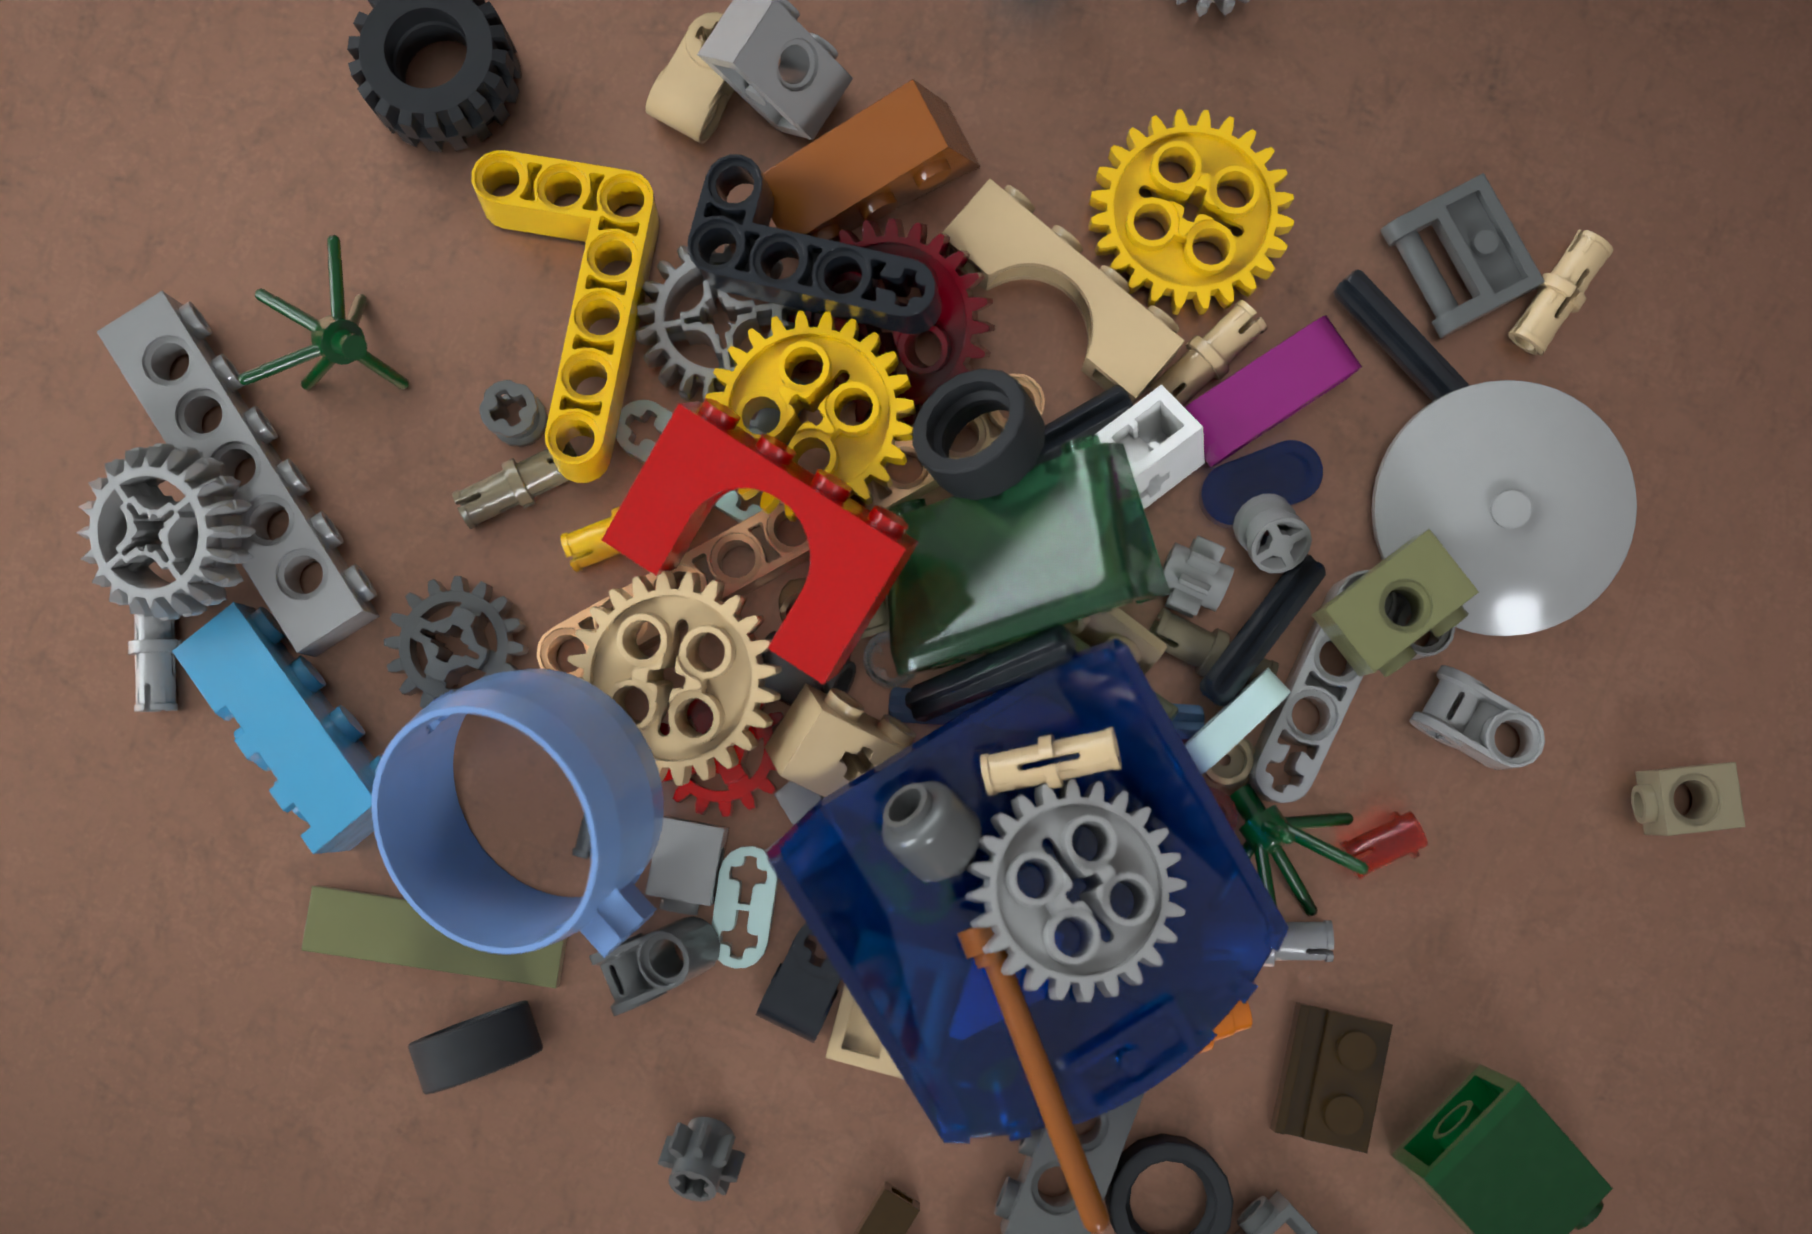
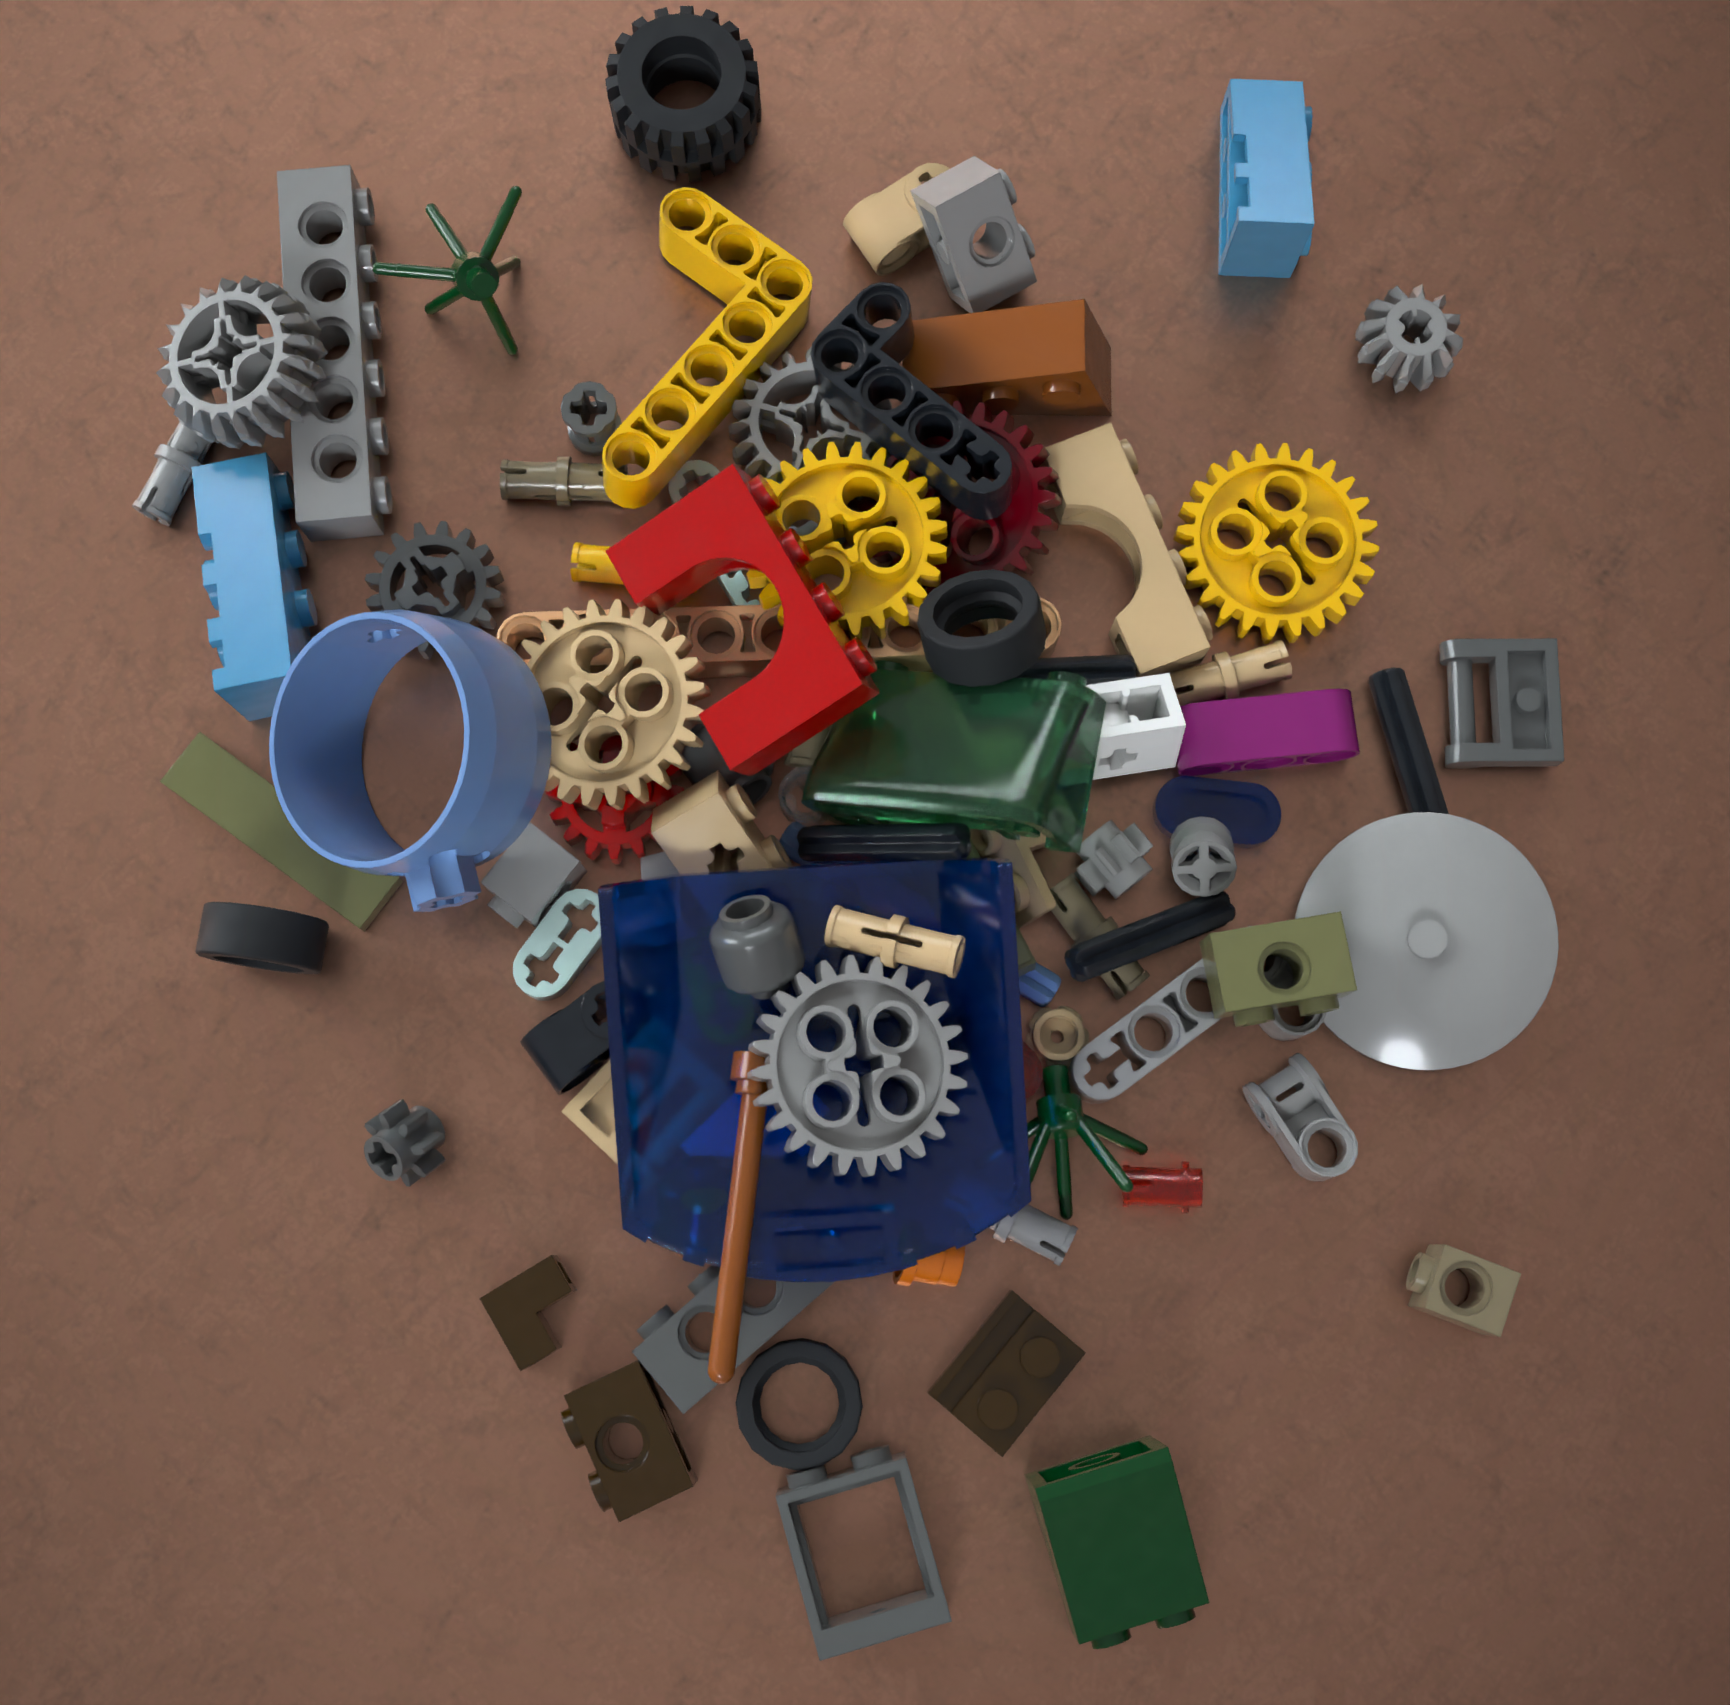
camera: 25 degrees right, 5 degrees down
(649, 965) = (450, 947): dark grey piece -> none
(1236, 720) = (1081, 999): light aqua beam -> none
(1560, 292) = (1575, 779): tan pin -> none

